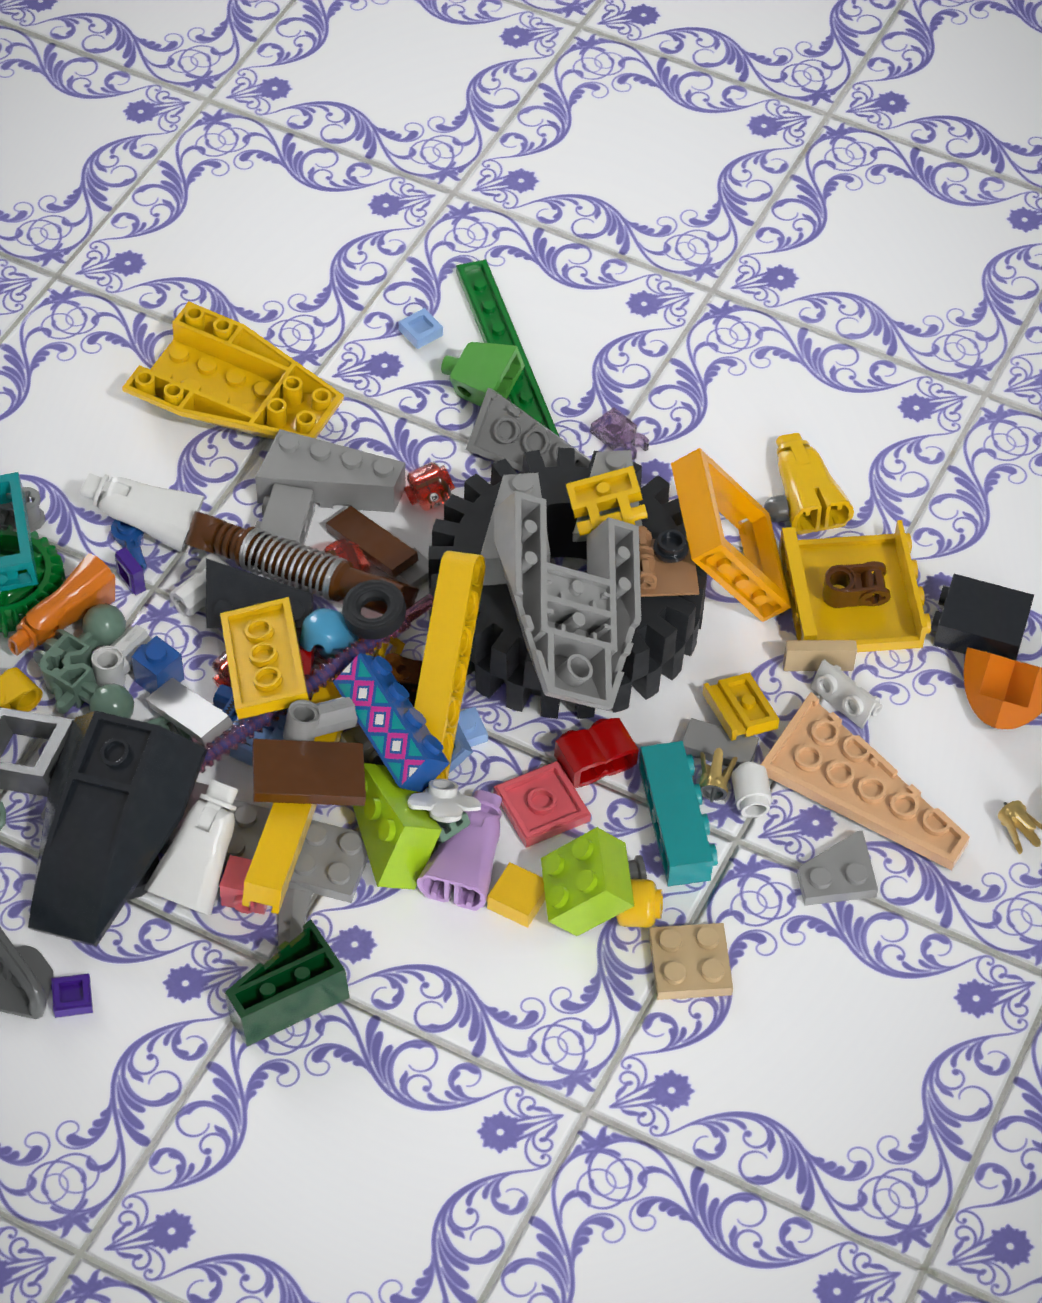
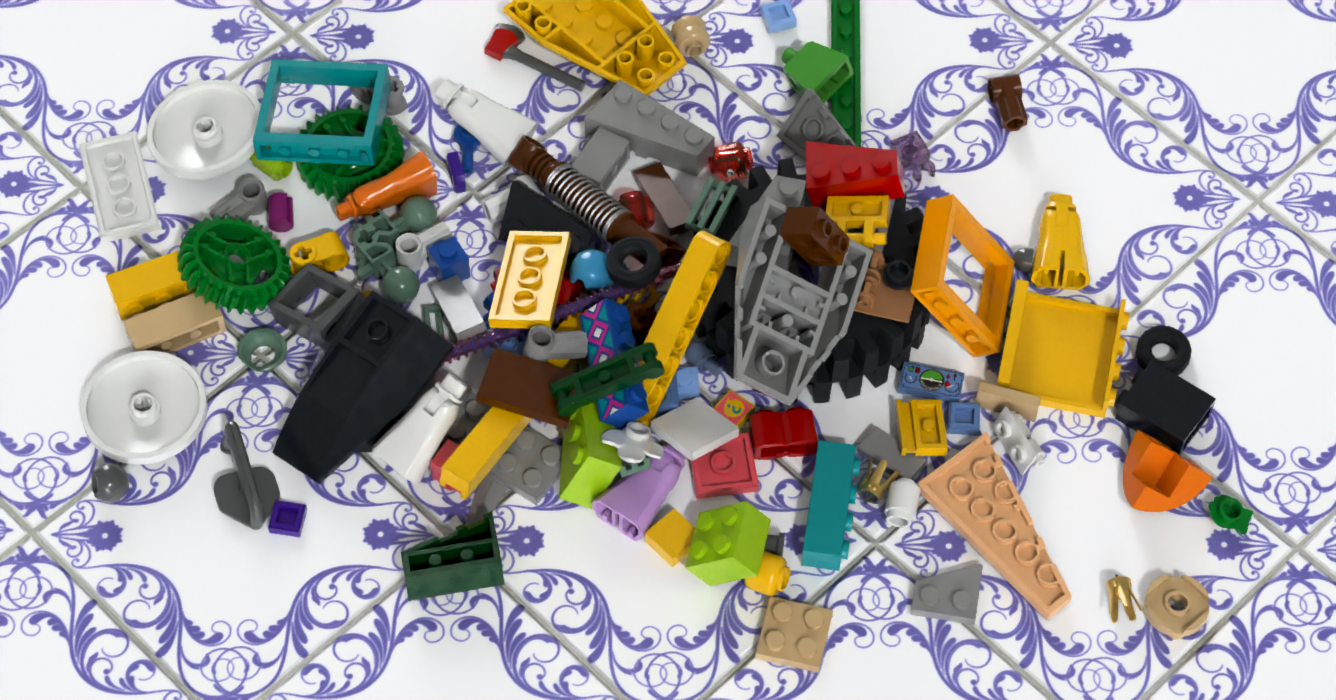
camera: 20 degrees right, 5 degrees up
(132, 428) = (504, 45): none -> piece
(336, 368) = (690, 35): none -> tan piece
(395, 736) = (606, 378): none -> dark green plate
(442, 508) = (700, 202): none -> sand green tile
(480, 696) = (702, 356): none -> sand blue cylinder
(499, 771) = (694, 429): none -> white tile
(530, 743) = (735, 408): none -> tile
(577, 522) = (814, 236): none -> reddish brown brick
(582, 452) = (851, 172): none -> red wedge
(693, 351) = (1007, 95): none -> reddish brown piece
(730, 658) = (931, 382): none -> medium blue tile
(779, 685) = (963, 418): none -> medium blue tile
(858, 584) = (1065, 348): reddish brown piece -> none
(952, 548) = (1168, 336): none -> black tyre

